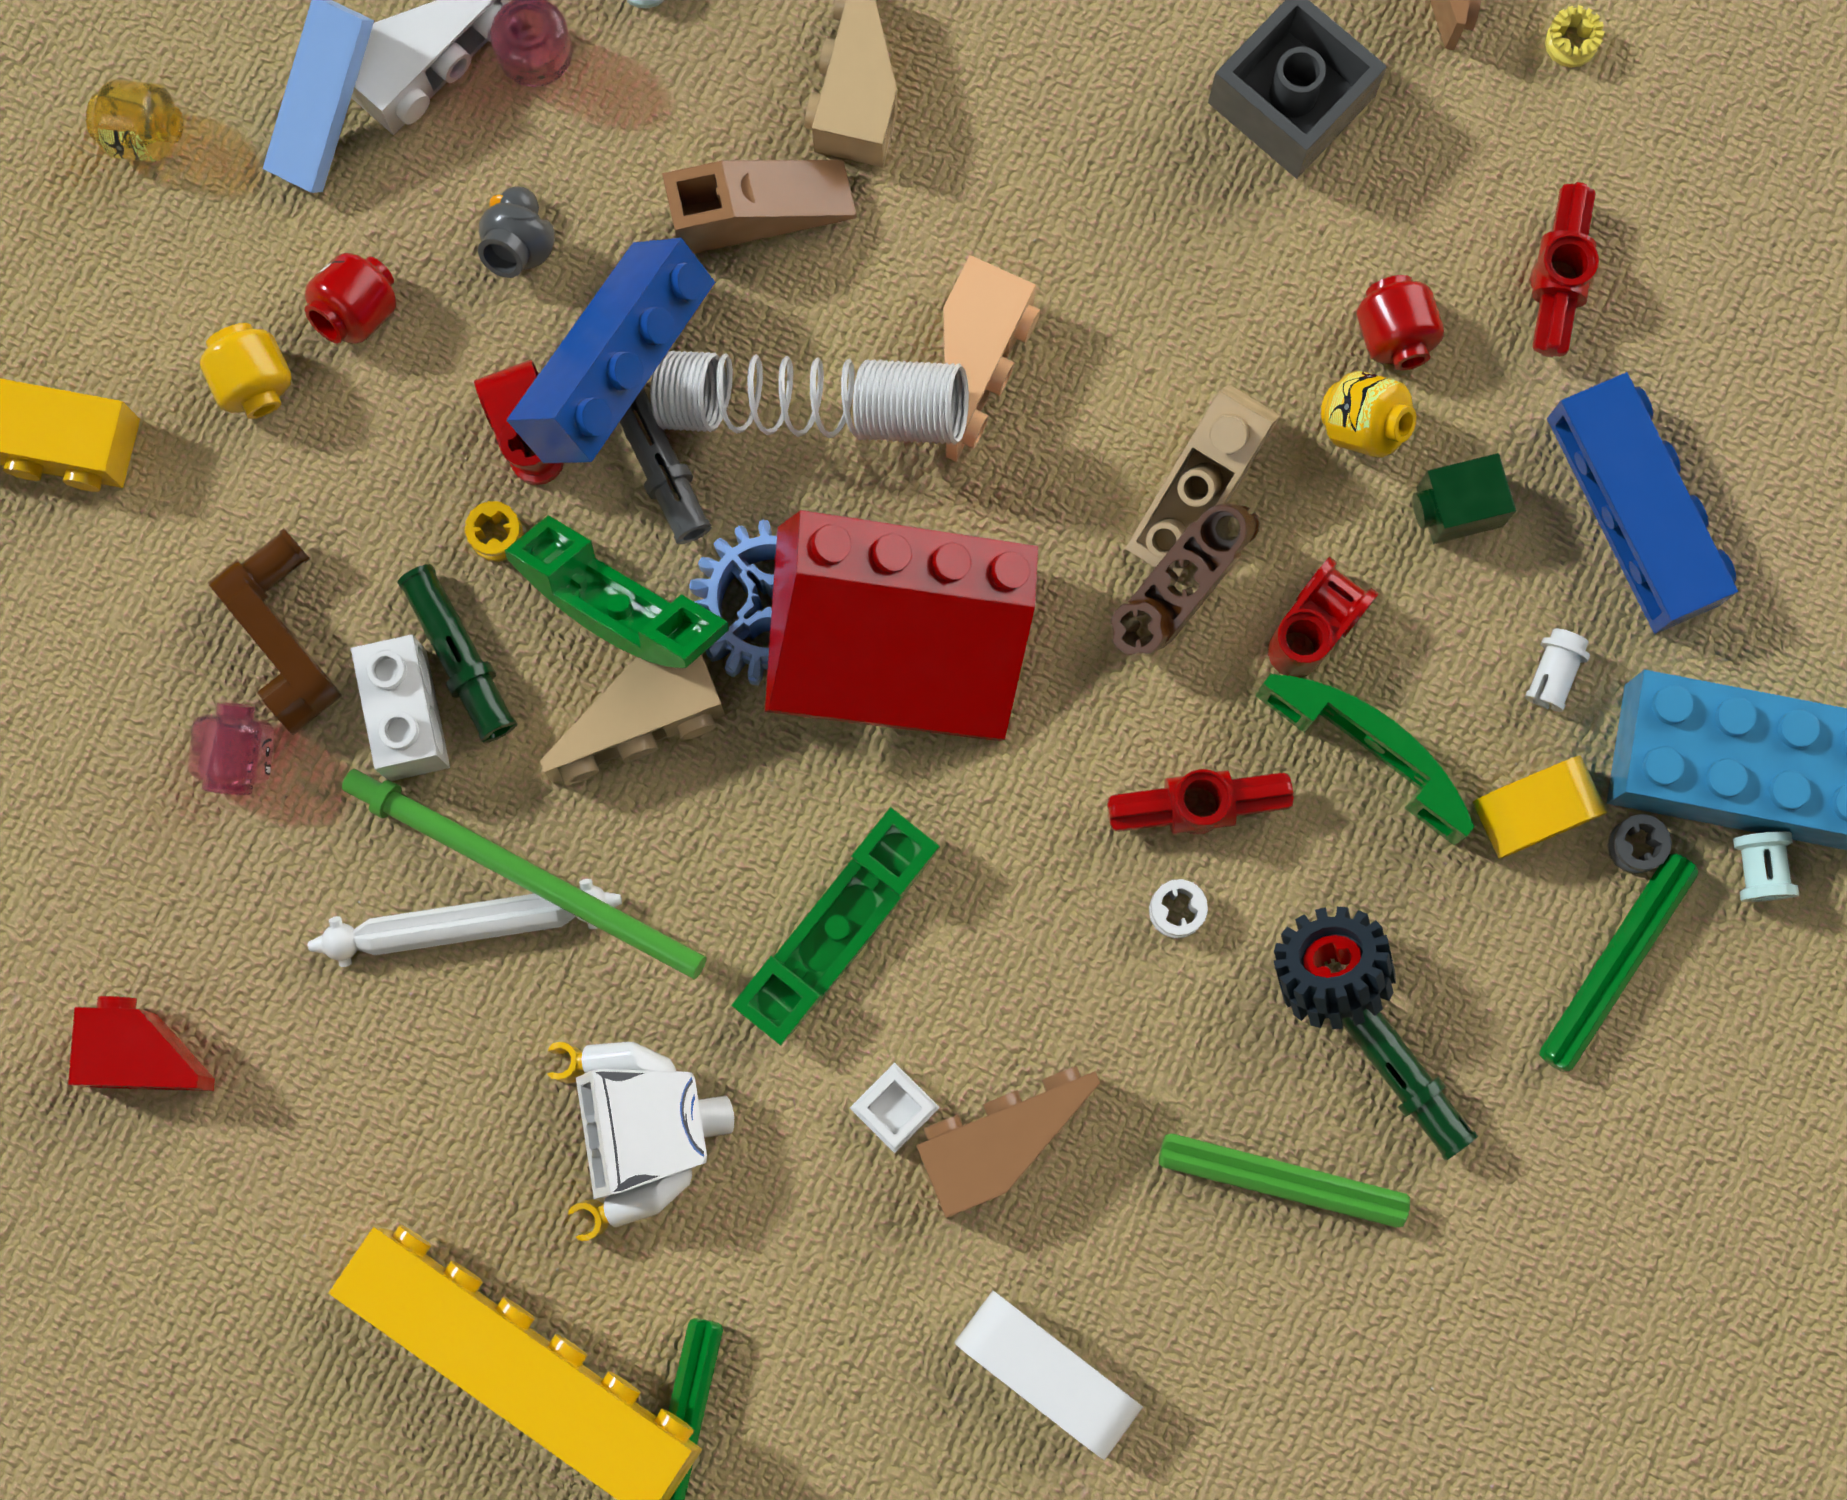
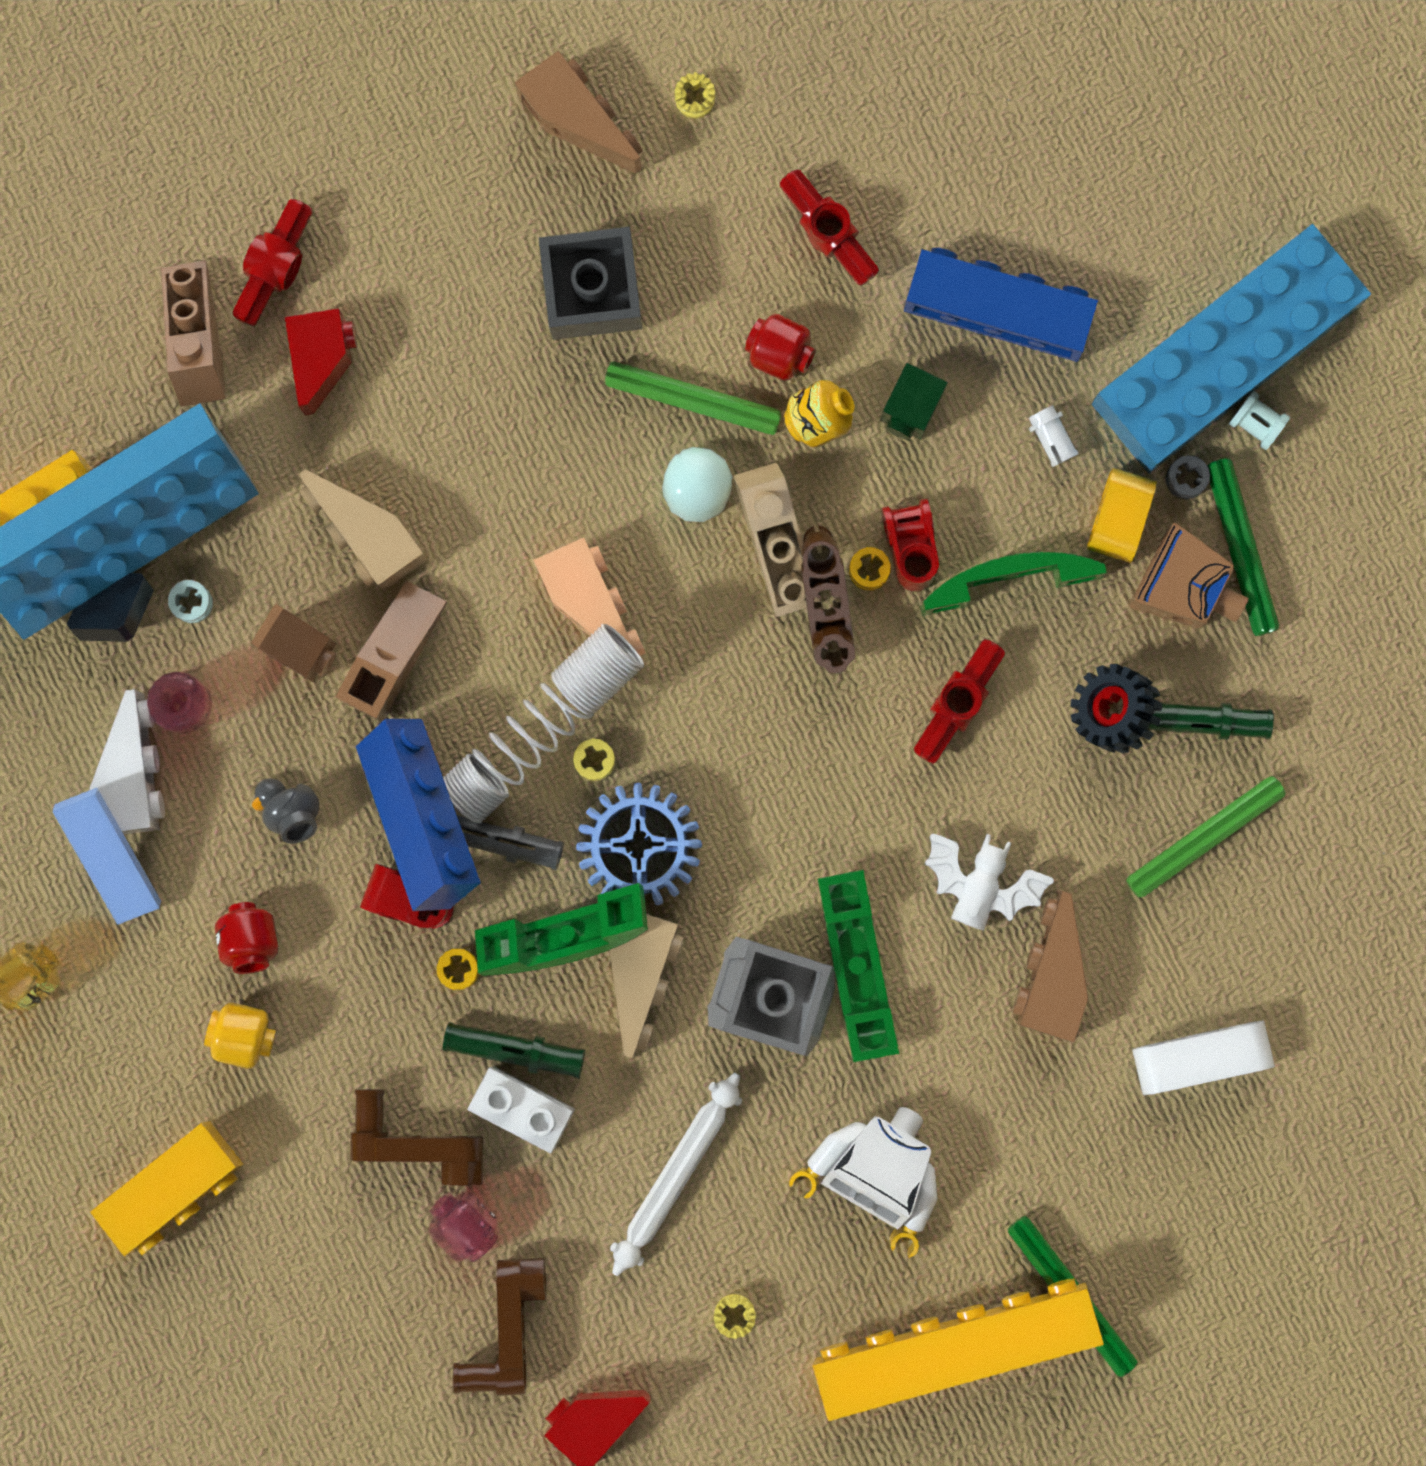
camera: 45 degrees left, 5 degrees up
(210, 853) = (516, 1282): none -> reddish brown beam
(352, 1093) = (736, 1330): none -> light yellow bush
(386, 800) = (567, 1160): bright green bar -> none
(683, 96) = (295, 644): none -> medium nougat slope
(730, 868) = (771, 996): none -> light grey slope
(814, 472) = (599, 746): none -> light yellow bush
(894, 1107) = (985, 1018): white tile -> none
(898, 625) = (719, 787): red slope -> none
(1024, 988) = (980, 889): none -> white animal
(1159, 912) = (1012, 752): white bush -> none
(1189, 359) = (697, 484): none -> light aqua hair
(1244, 585) = (856, 565): none -> yellow bush
(1272, 284) = (693, 397): none -> bright green axle
(1531, 933) = (1187, 582): none -> medium nougat torso

